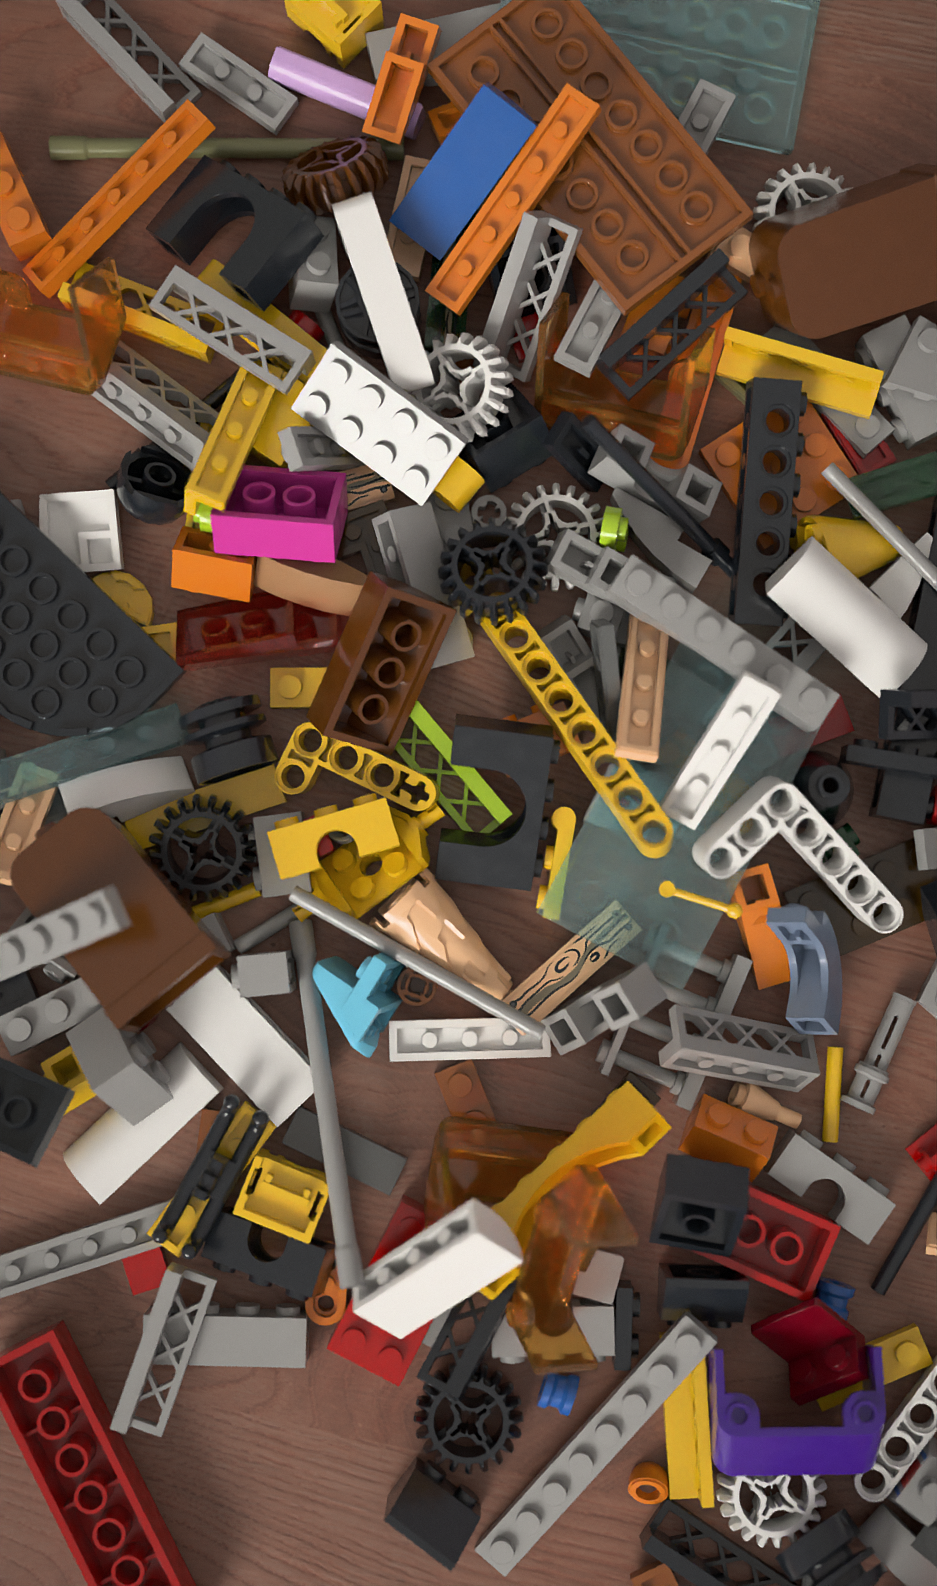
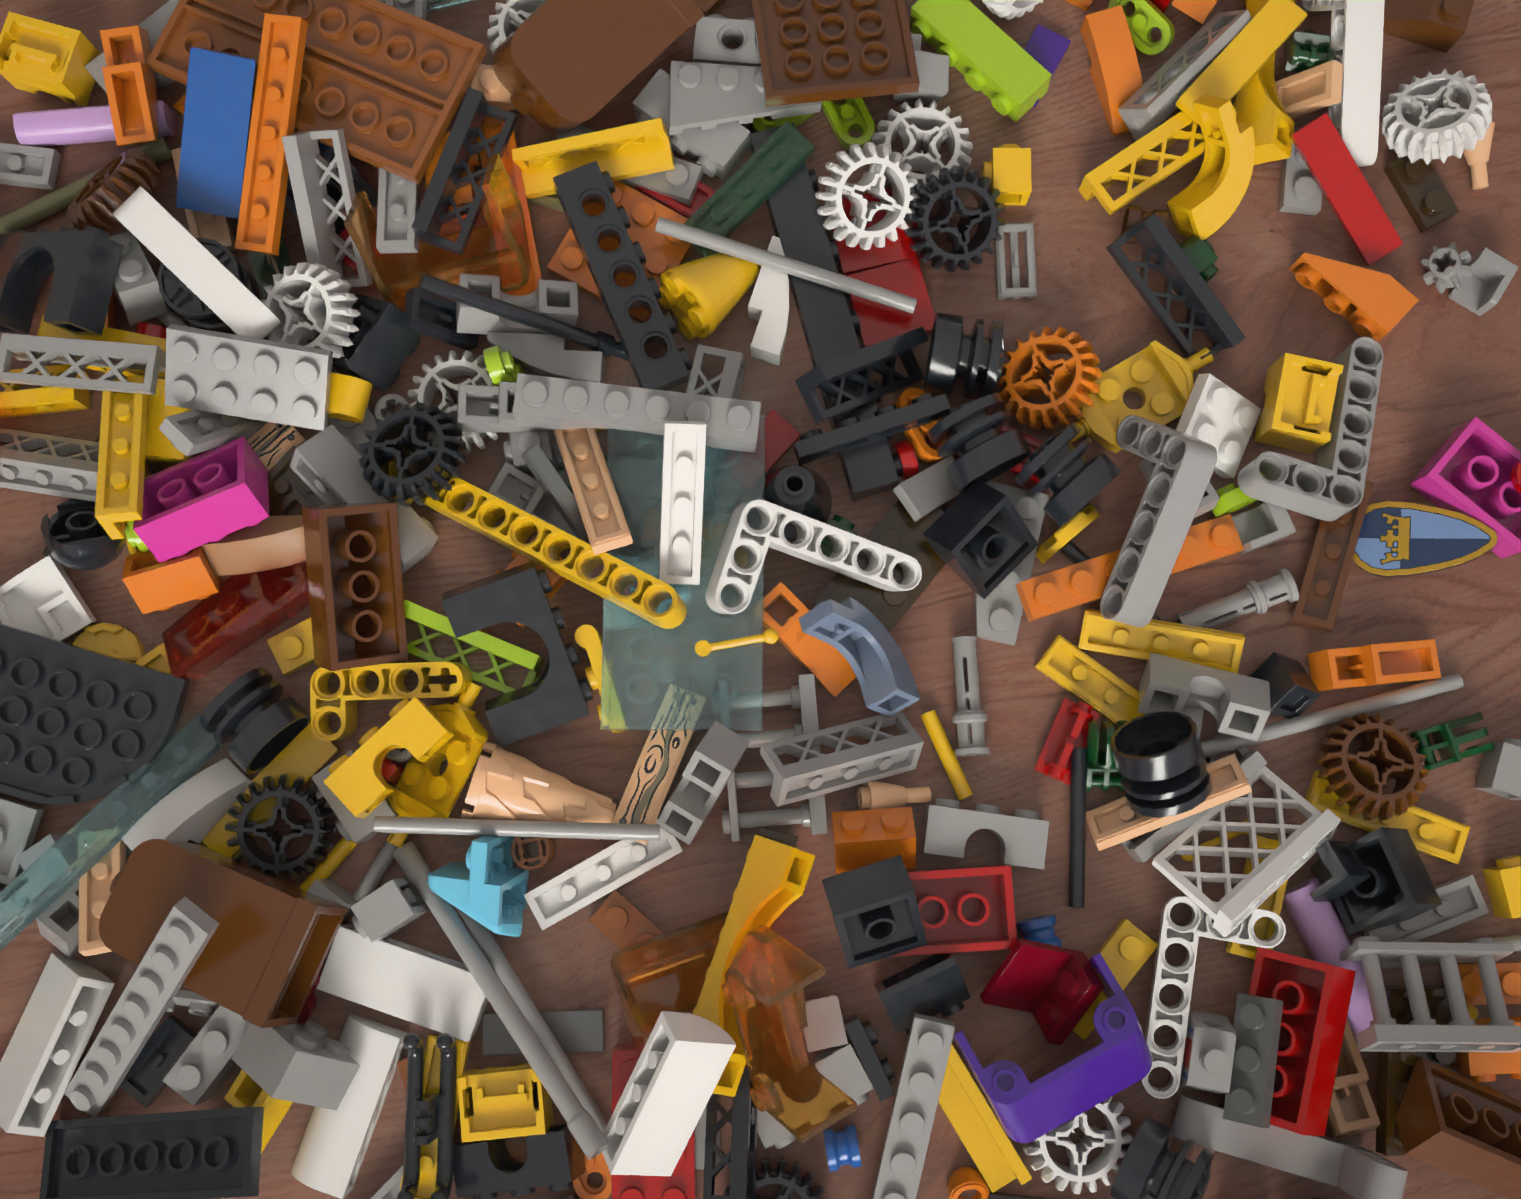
camera: 30 degrees left, 5 degrees down
(338, 1071) = (532, 1015): none -> light grey piece
(846, 617) = (737, 337): white brick -> none

